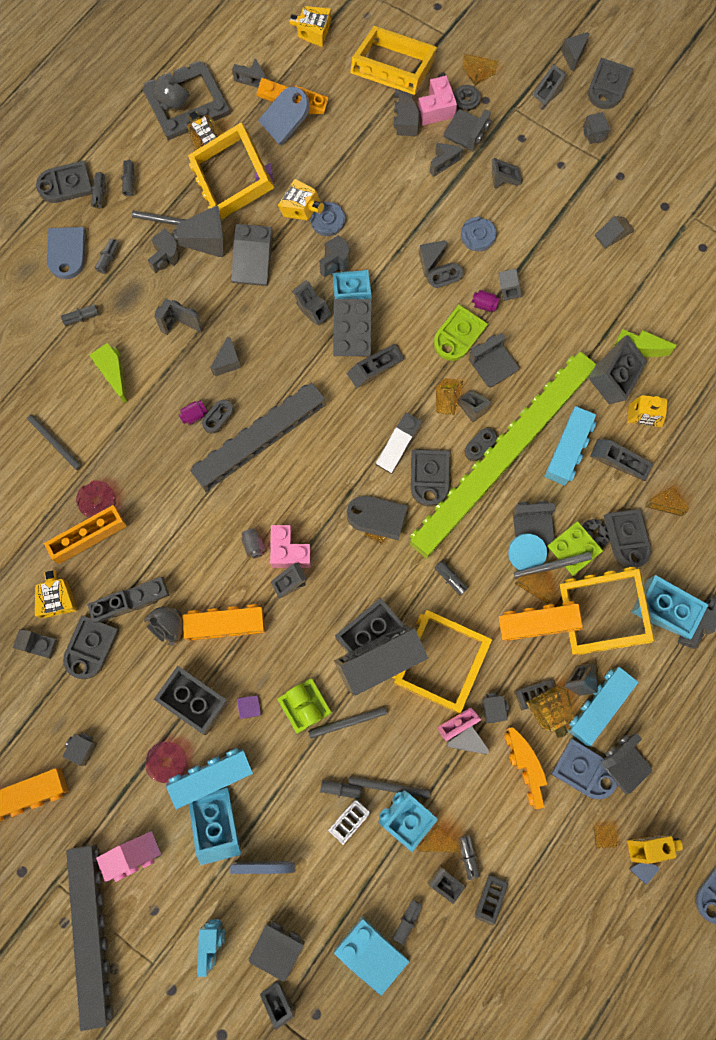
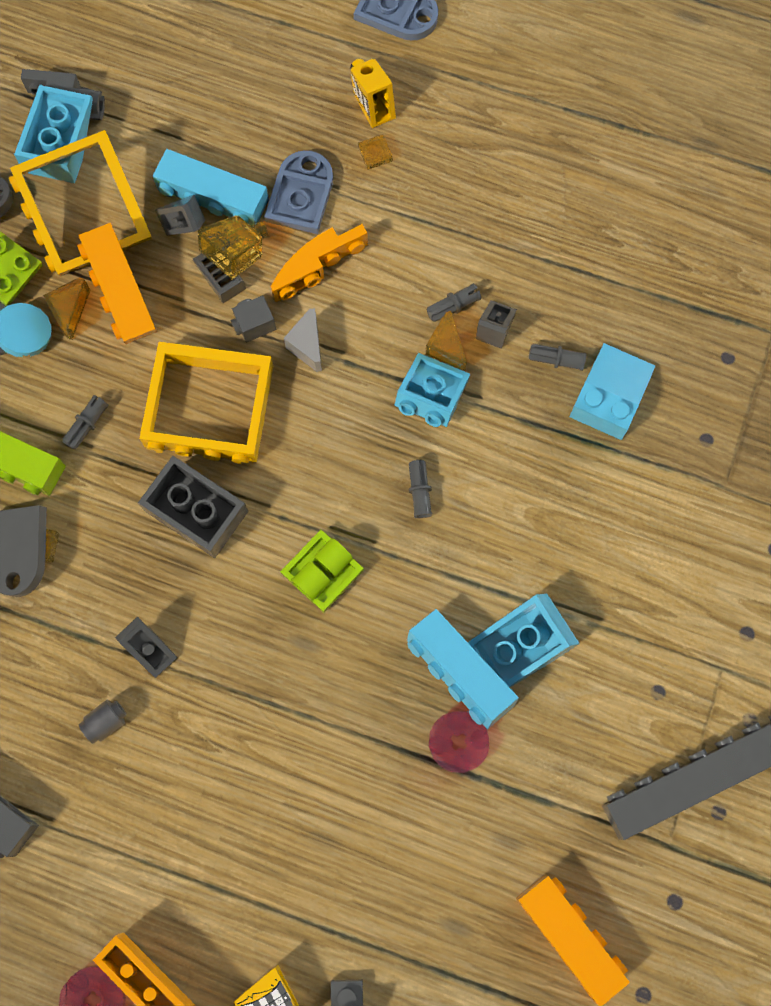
camera: 105 degrees left, 0 degrees up
(79, 748) = (479, 878): dark grey brick -> none
(89, 646) = (325, 920): dark grey tile -> none
(127, 857) = (604, 746): bright pink brick -> none
(129, 600) = (240, 884): dark grey slope -> none
(165, 624) = (260, 810): dark grey cylinder -> none
(191, 700) = (360, 731): dark grey brick -> none
(210, 940) = (672, 593): medium azure plate -> none
(223, 623) = (236, 725): light orange brick -> none
(248, 707) = (346, 649): medium lavender slope -> none
(262, 867) = (554, 556): sand blue tile -> none
(276, 950) = (649, 508): dark grey bracket -> none
(278, 1005) = (715, 485): dark grey slope -> none
(284, 552) = (104, 670): bright pink brick -> none
(347, 722) = (328, 507): dark grey bar -> none
(361, 809) = (453, 451): slope -> none
(380, 659) = (226, 470): dark grey piece -> none
(388, 787) = (397, 429): dark grey bar -> none
(458, 724) = (287, 357): bright pink slope -> none
(495, 911) = (496, 274): dark grey slope -> none
(554, 565) = (32, 288): dark grey bar -> none
(626, 764) = (277, 144): dark grey bracket -> none
(644, 871) = (403, 99): sand blue tile -> none

